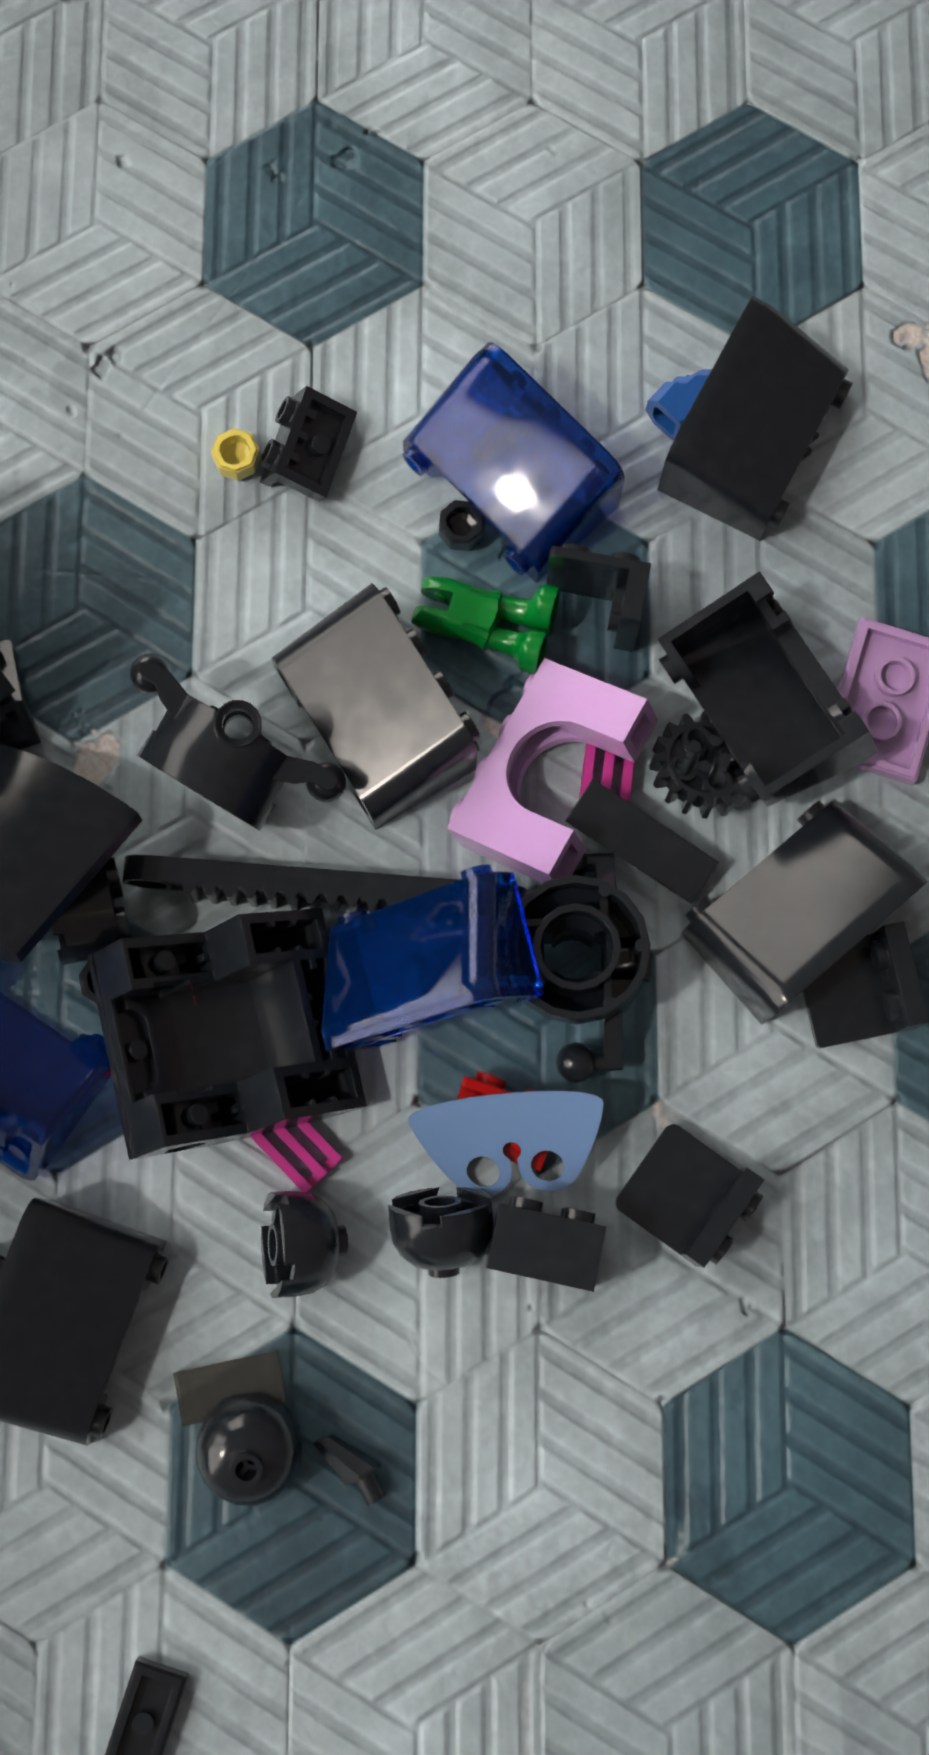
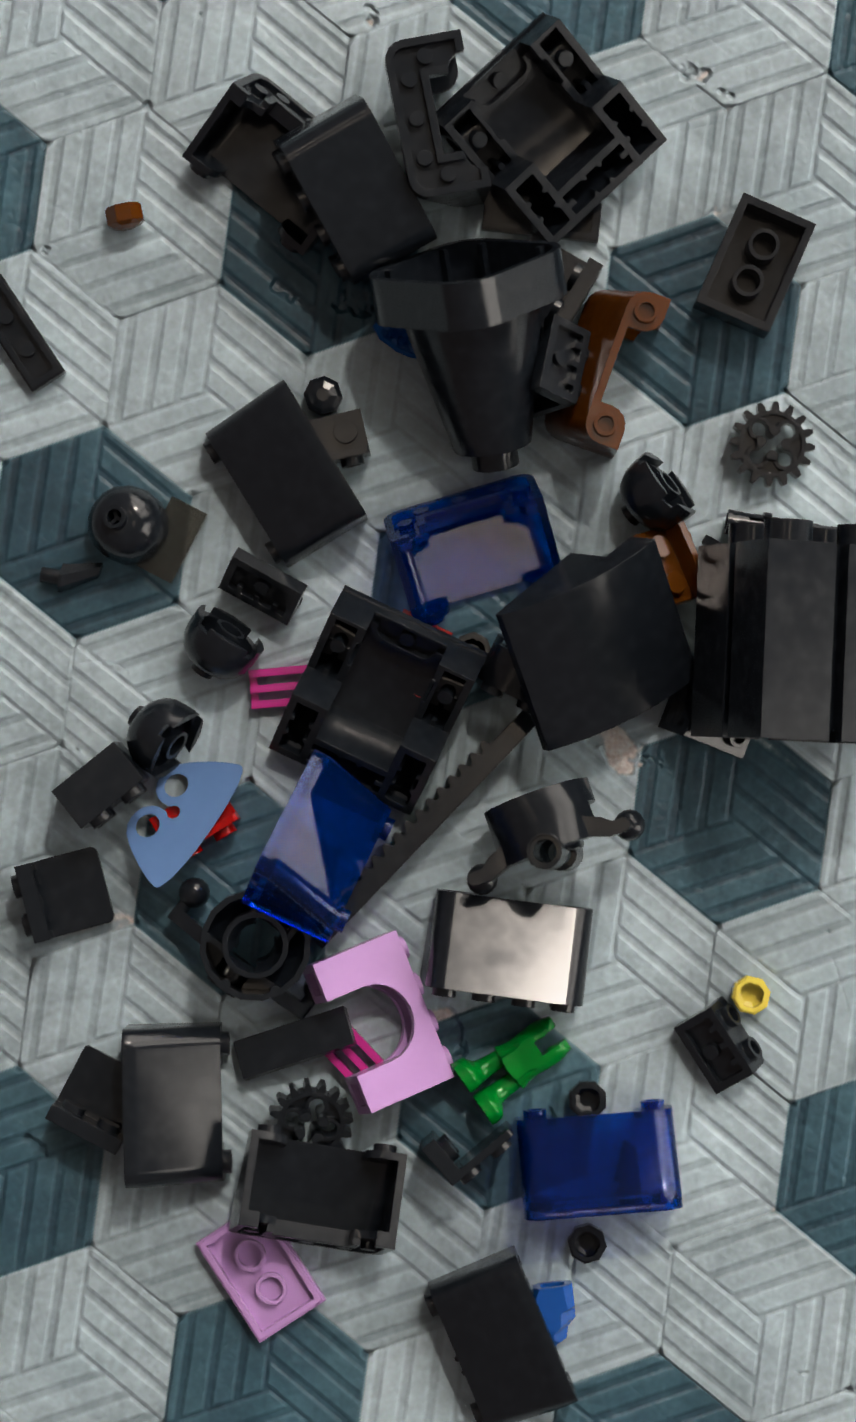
camera: 135 degrees right, 10 degrees up
(200, 1247) = (263, 586): none -> black bracket
(600, 419) = (586, 1243): none -> black tile

